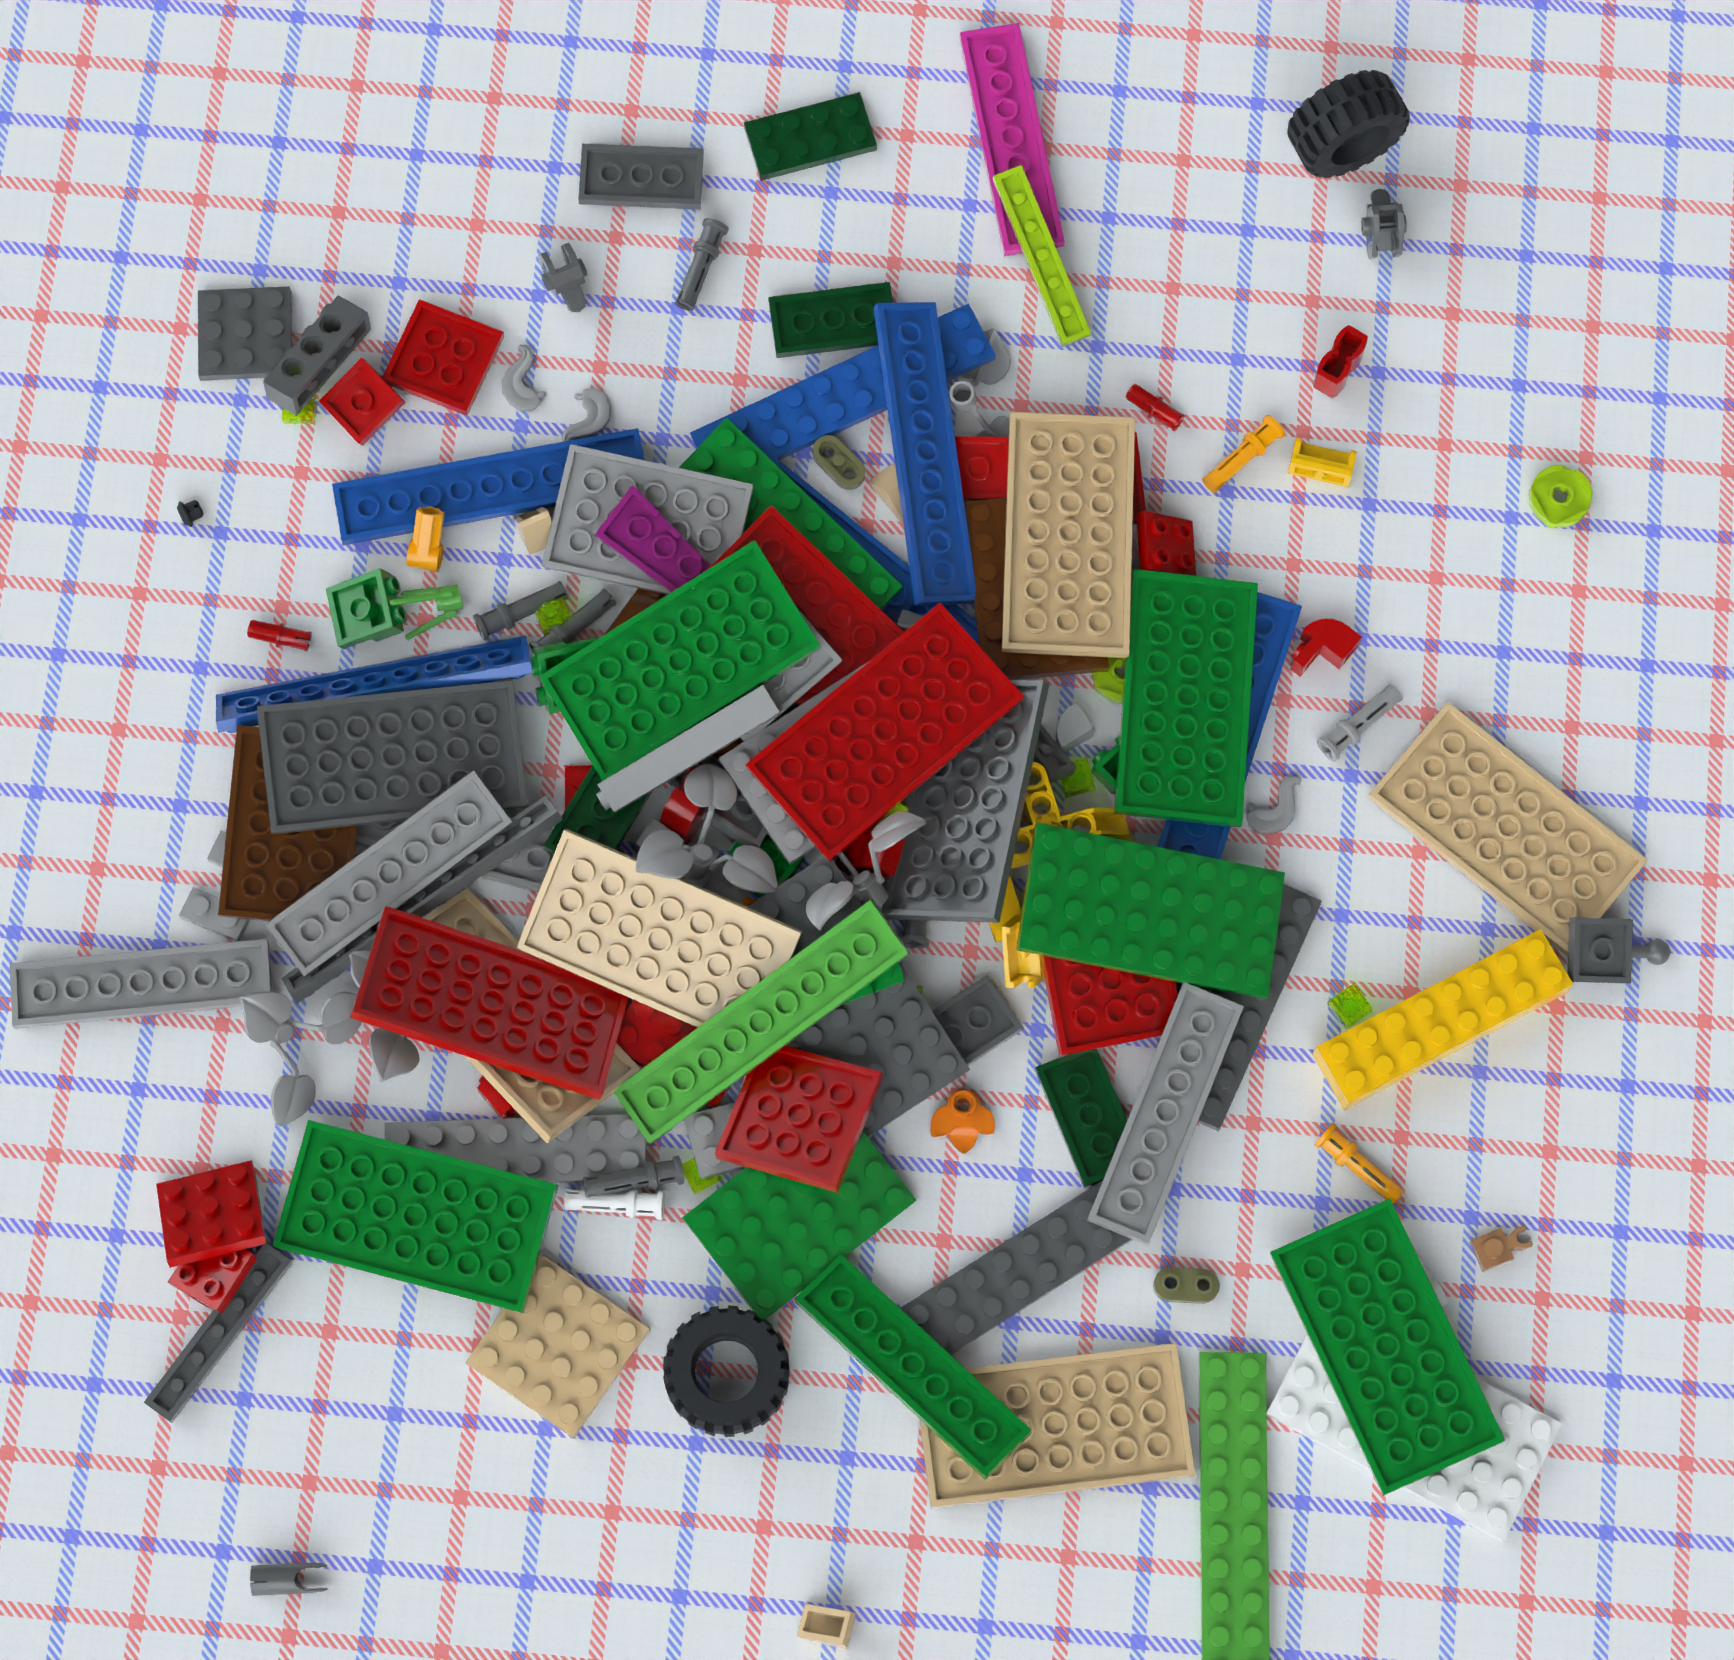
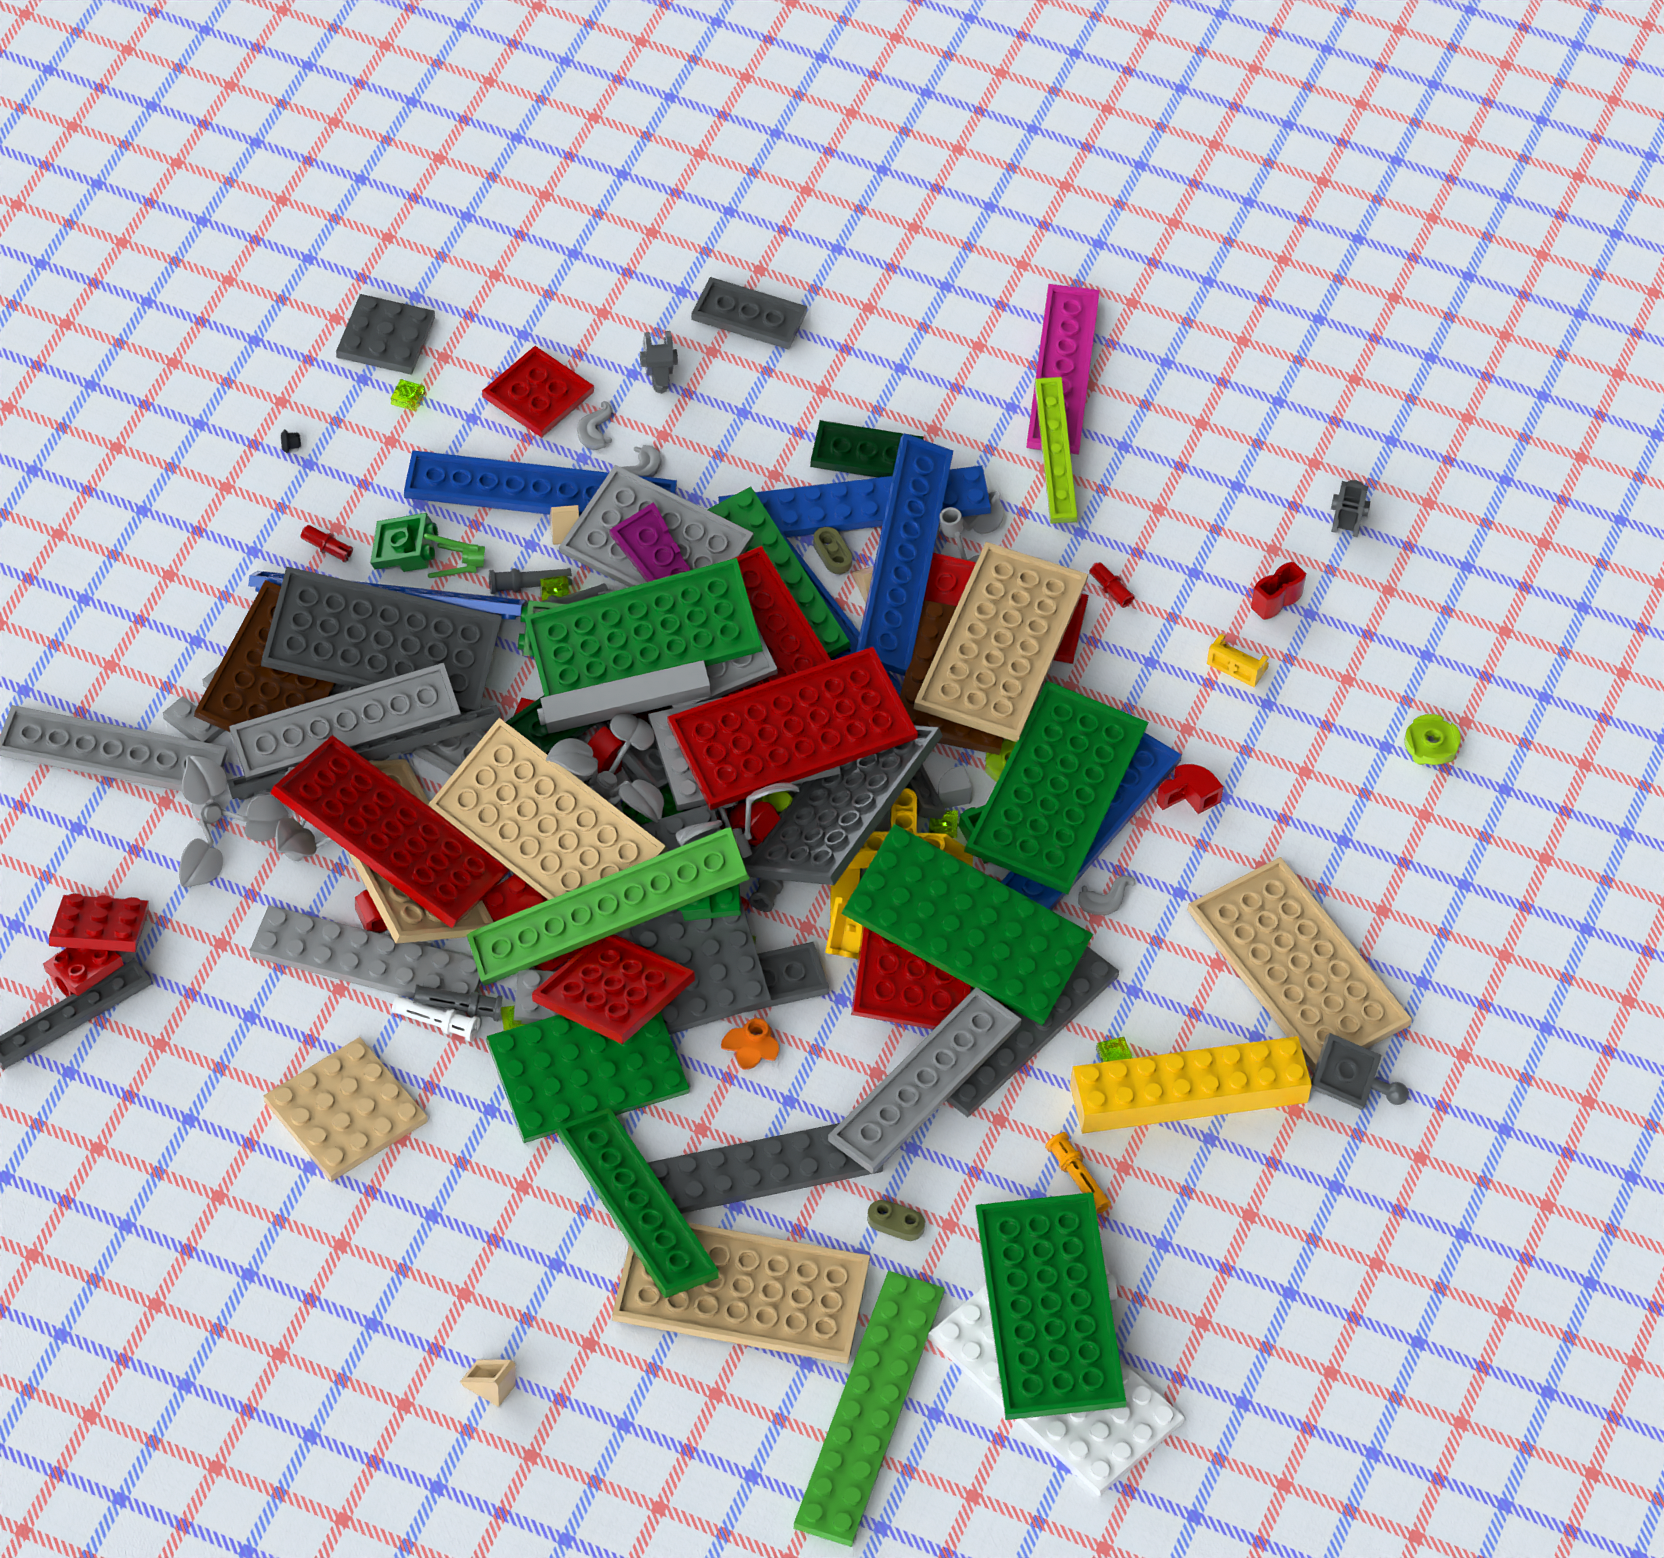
camera: 15 degrees right, 20 degrees down
(280, 1579) = (45, 1206): dark grey piece -> none
(314, 370) = (436, 358): dark grey brick -> none
(362, 401) = (460, 401): red plate -> none
(415, 1216) = (266, 973): green plate -> none
(426, 548) = (469, 515): light orange piece -> none
(705, 251) = (780, 377): dark grey pin -> none
(719, 1326) = (478, 1128): black tyre -> none
(810, 136) = (898, 324): dark green plate -> none
(1084, 1111) = (857, 1060): dark green plate -> none
(1165, 543) = (1083, 674): red plate -> none
(1253, 445) = (1183, 632): light orange pin -> none
(1348, 123) = (1342, 397): black tyre -> none
(1349, 730) = (1189, 855): light grey pin -> none
(1495, 1248) = (1175, 1272): medium nougat plate -> none

